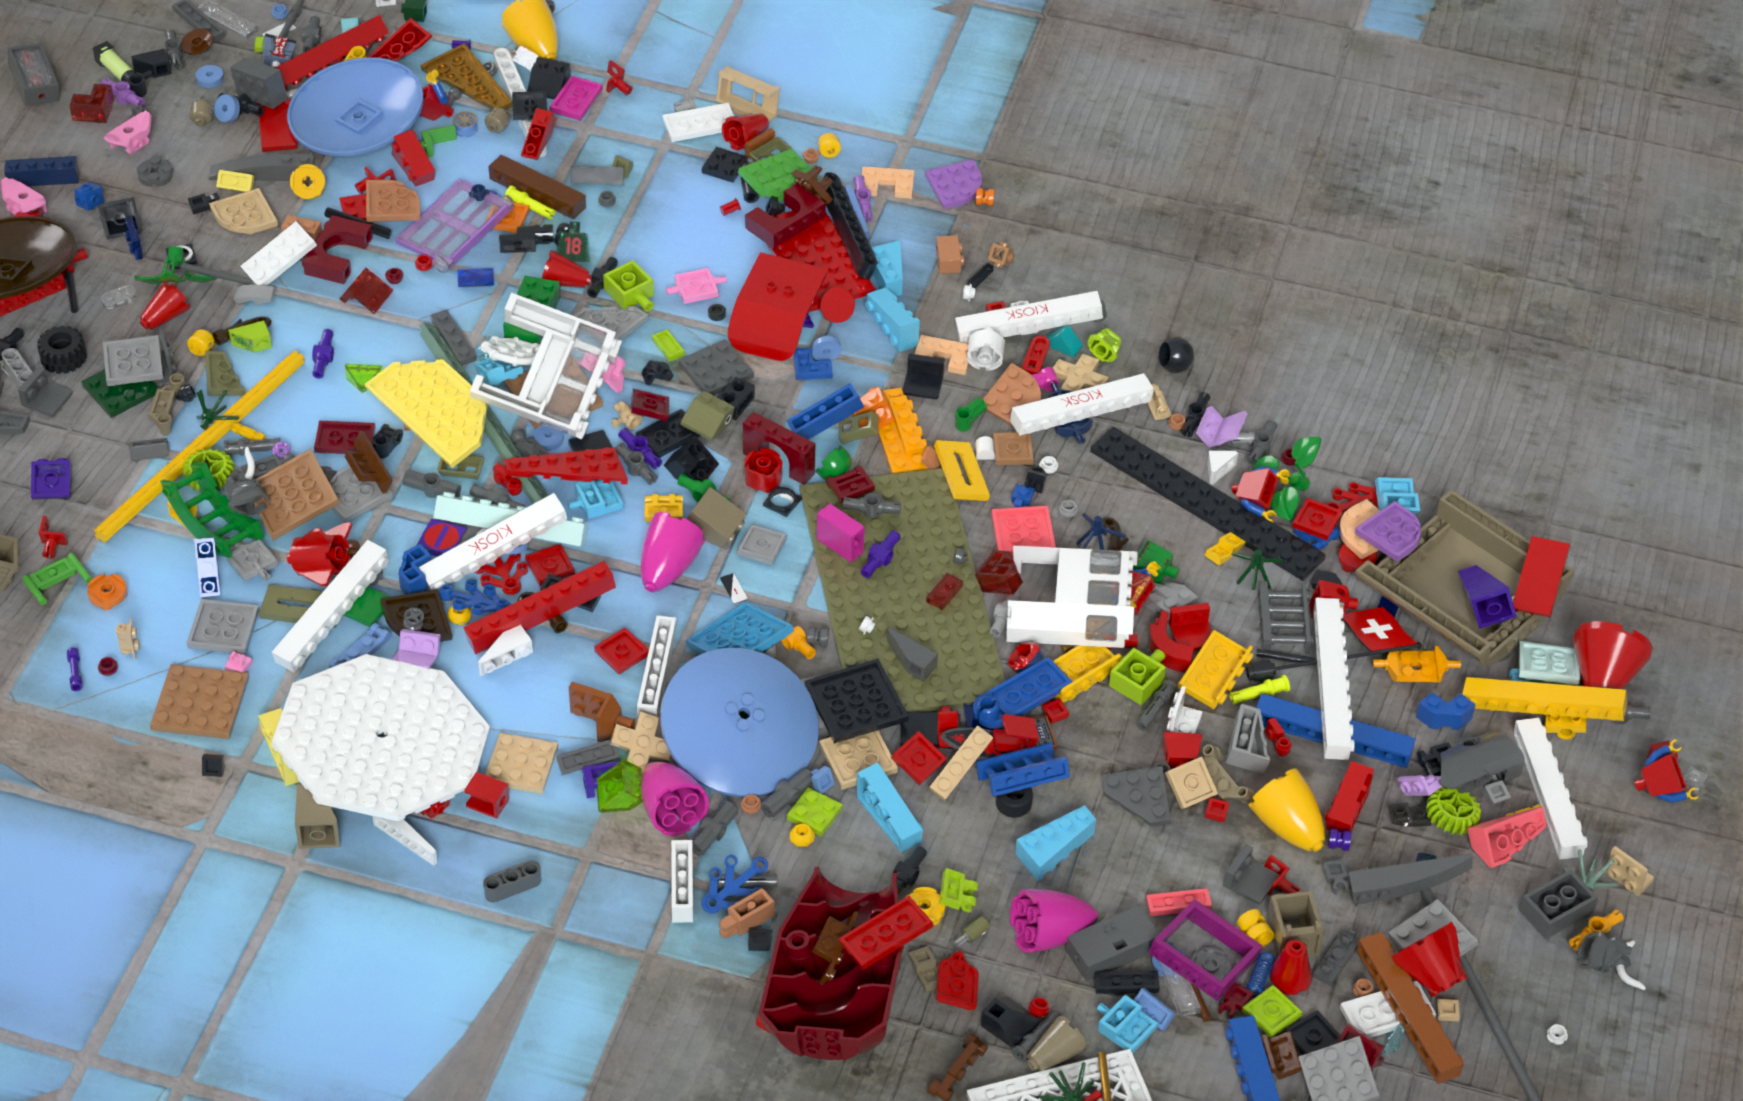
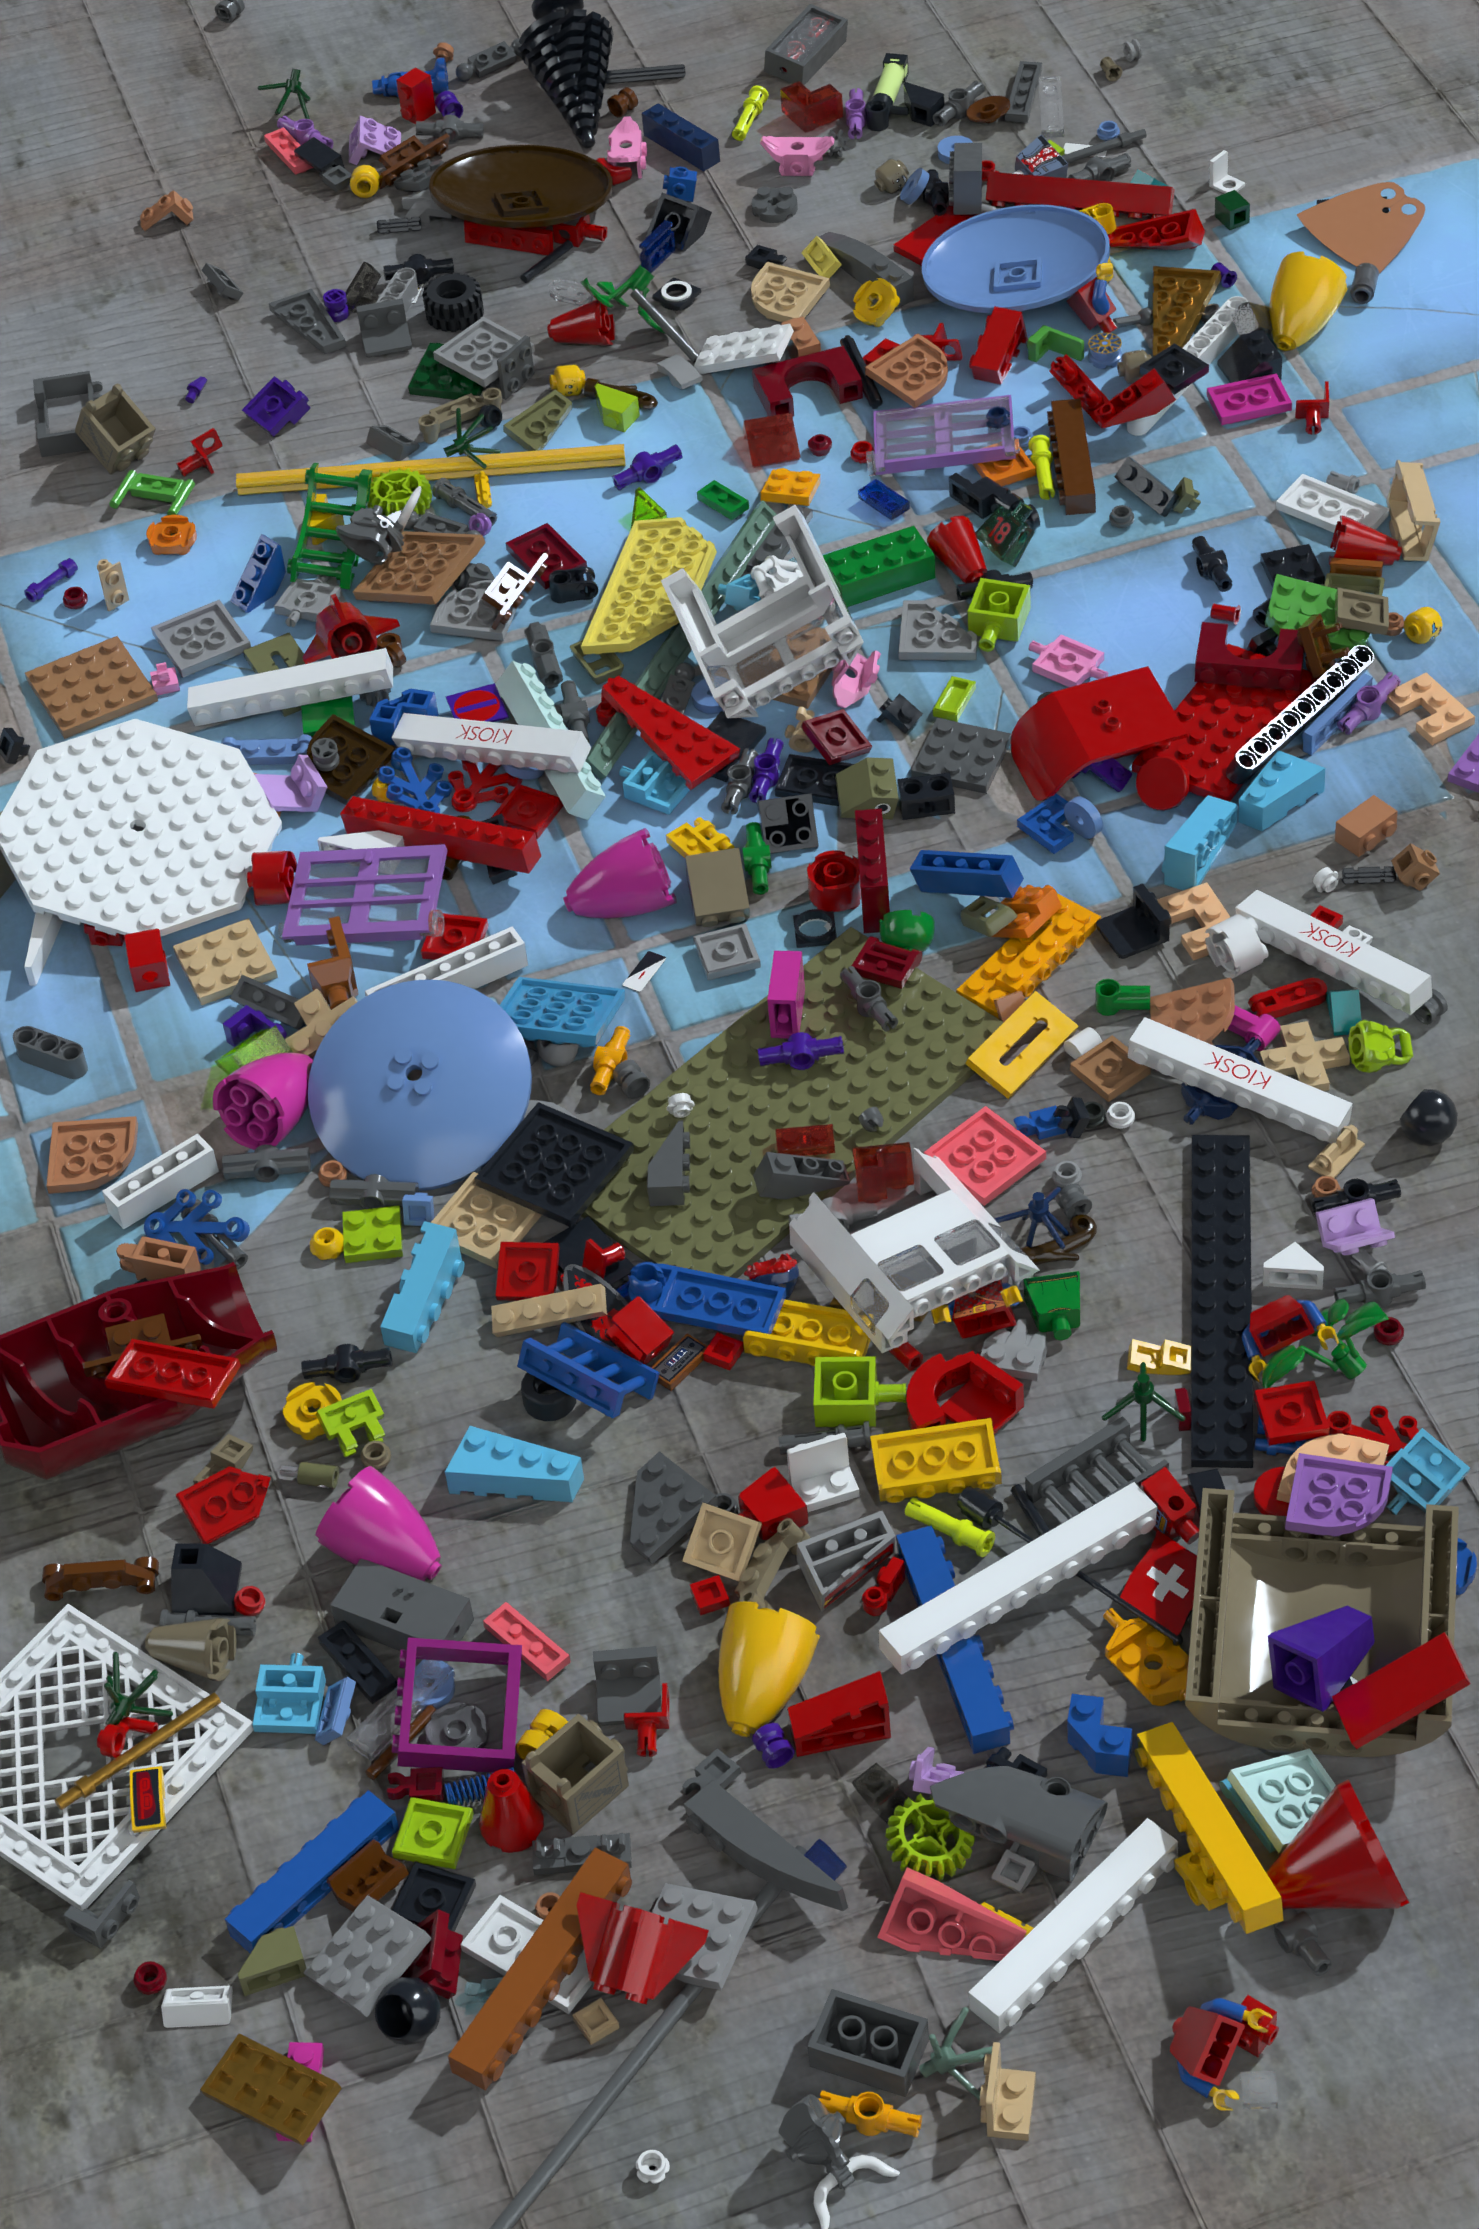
camera: 60 degrees right, 0 degrees up
(54, 128) = (752, 107): none -> neon yellow pin
(391, 339) = (723, 500): none -> green plate
(417, 307) = (790, 487): none -> light orange plate
(486, 150) = (1078, 385): none -> red plate
(488, 699) = (272, 877): none -> red brick
(541, 667) = (372, 890): none -> medium lavender door
(615, 905) = (89, 1152): none -> nougat plate
(687, 189) = (1212, 563): none -> black pin
(803, 156) = (1362, 611): none -> dark tan plate
(970, 607) = (794, 1175): none -> dark grey slope
(984, 892) = (374, 1449): none -> dark tan plate
(1092, 513) = (1073, 1201): none -> dark grey wheel
(1266, 553) = (1183, 1406): none -> dark red tile
(1390, 1078) = (407, 2011): none -> black helmet

